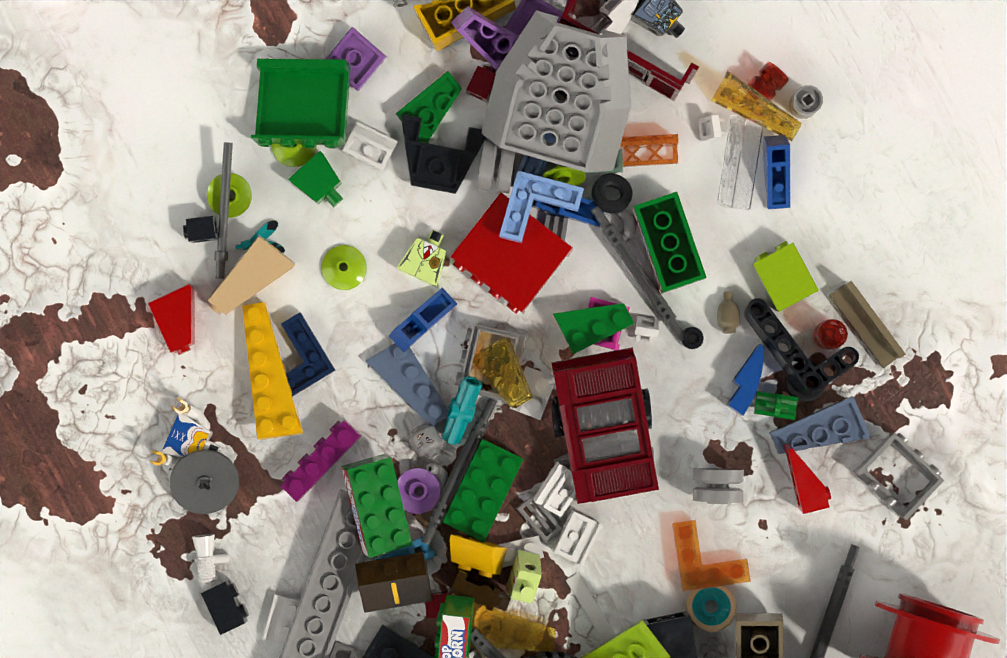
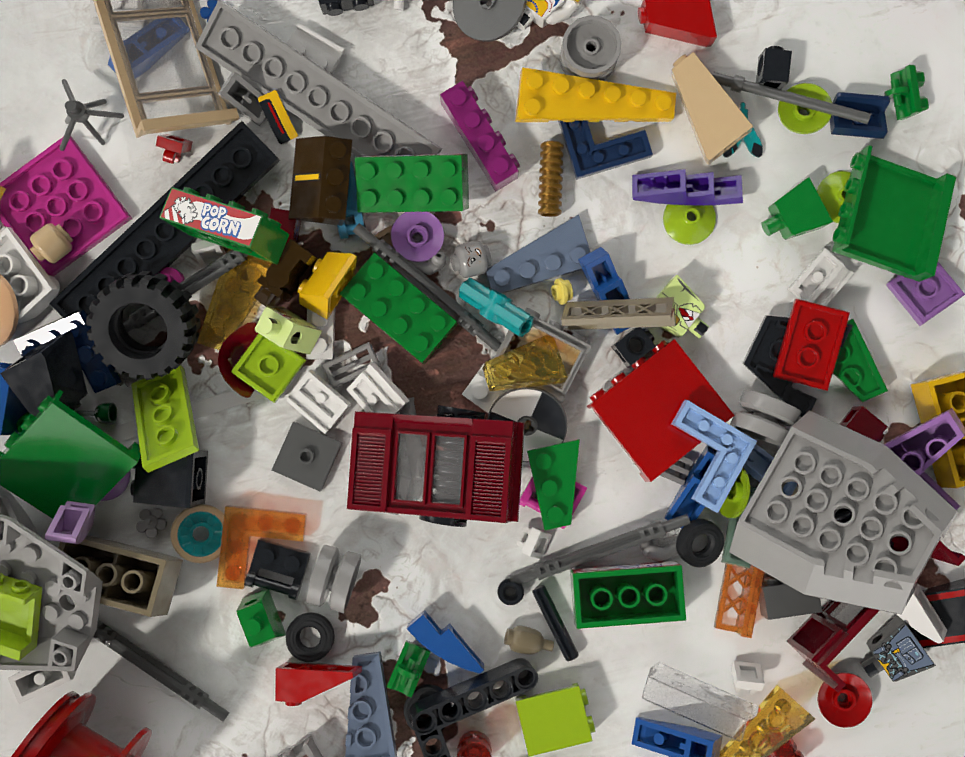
camera: 110 degrees right, 0 degrees up
(195, 115) = (905, 92): none -> green hips
(214, 141) = (872, 104): none -> dark blue bracket
(223, 373) = (592, 35): none -> light grey wheel
(322, 276) = (681, 189): none -> dark purple slope
(341, 391) = (550, 178): none -> pearl gold piece
(347, 635) = (277, 117): none -> sticker
(426, 144) = (811, 344): none -> red tile
(433, 358) = (562, 291): none -> light yellow plate
(441, 307) = (619, 313): none -> dark tan fence
(467, 297) = (628, 356): none -> black brick
(534, 356) = (538, 406): none -> piece
(559, 587) = (268, 367): none -> lime plate
(574, 608) = (234, 348): none -> dark red piece
(624, 535) = (307, 456): none -> dark grey plate
(641, 115) = (783, 601): none -> dark grey brick
(708, 33) = (853, 708): none -> red dish
(708, 294) = (555, 623): none -> black axle
(716, 535) = (280, 560): none -> black plate
(758, 493) = (304, 653): none -> black tyre
(767, 537) = (260, 619): none -> green torso

